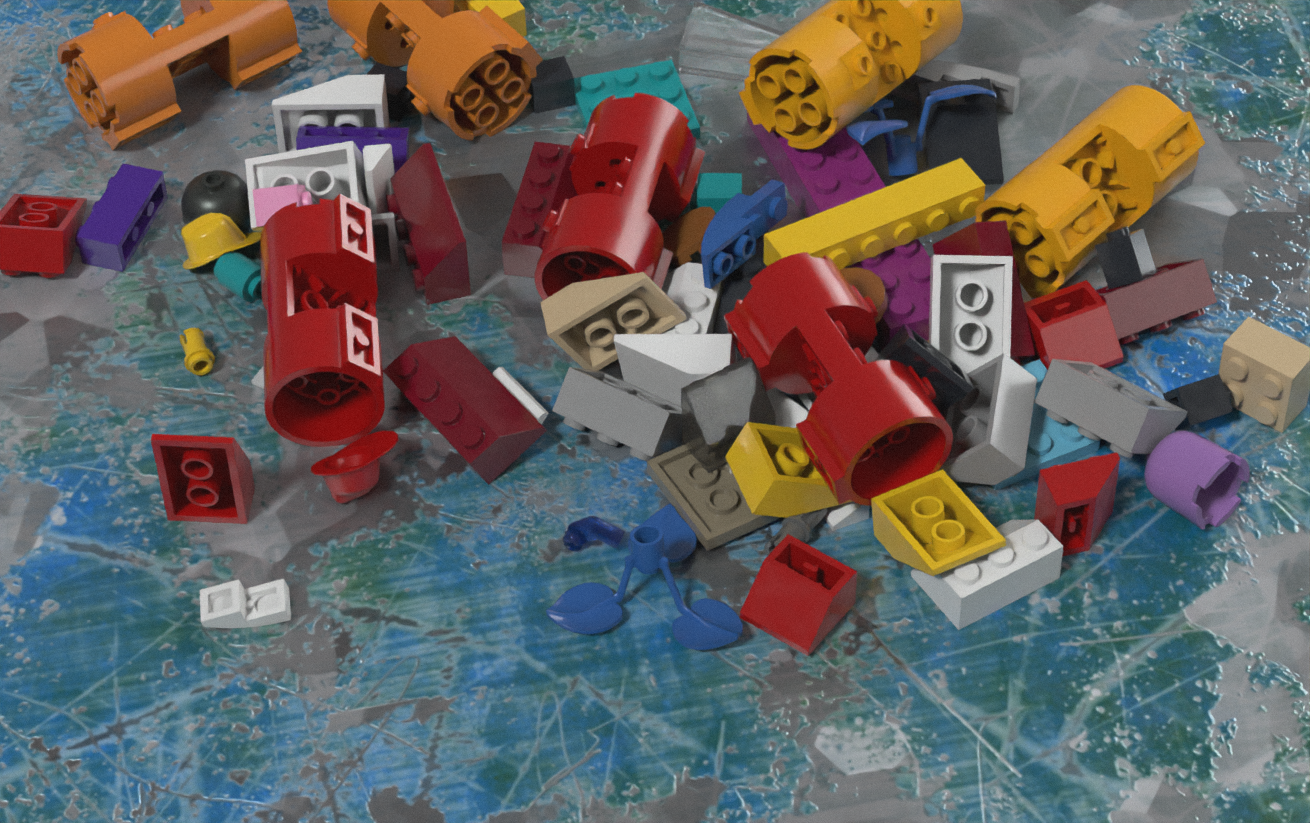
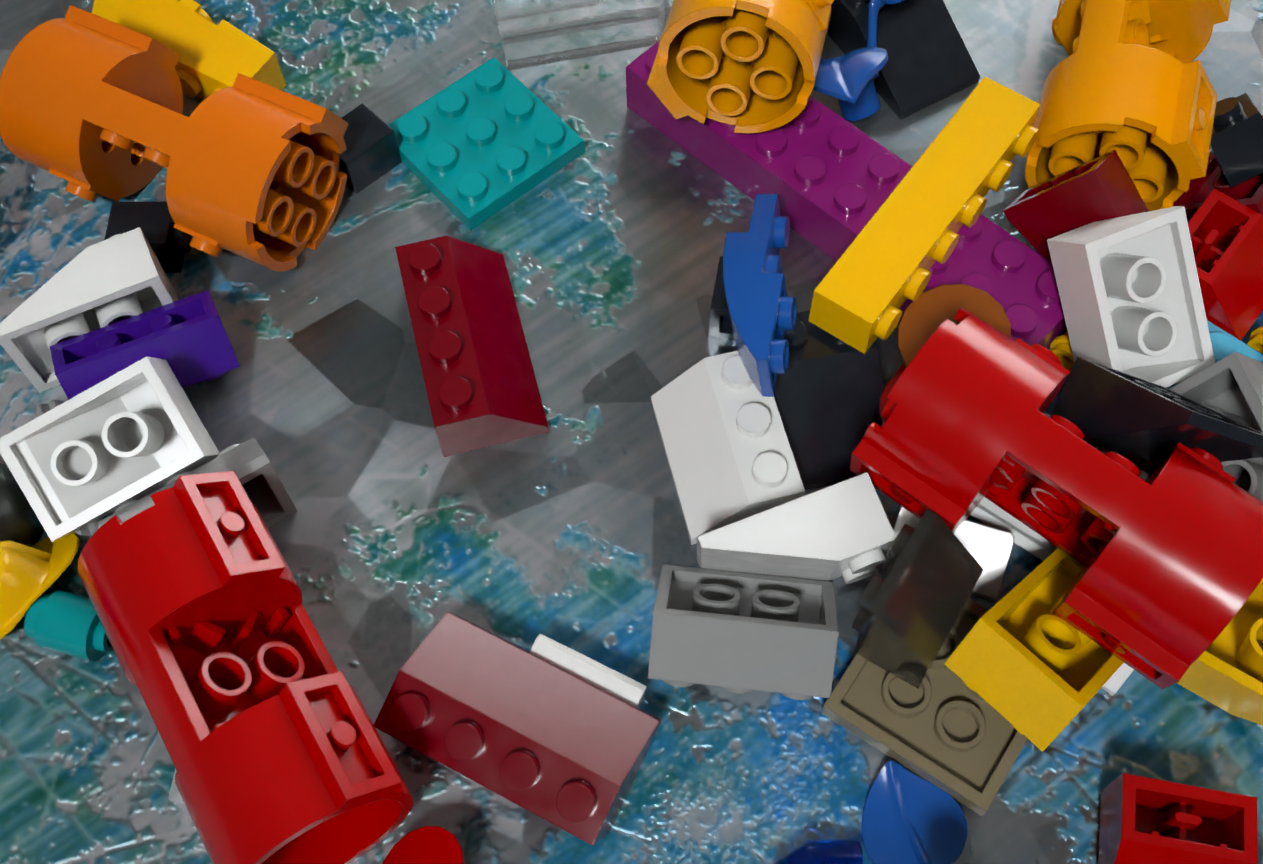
camera: 25 degrees left, 15 degrees up
(198, 357) = (68, 800): yellow pin -> none
(272, 199) = (84, 500): bright pink brick -> none
(378, 171) = (205, 388): white slope -> none
(429, 228) = (315, 437): dark red slope -> none
(590, 313) = (646, 509): tan slope -> none
(628, 175) = (589, 382): red cylinder -> none
(686, 235) = (670, 312): dark orange tile -> none
(715, 190) = (669, 235): teal brick -> none
(796, 526) = (1085, 746): dark grey axle -> none

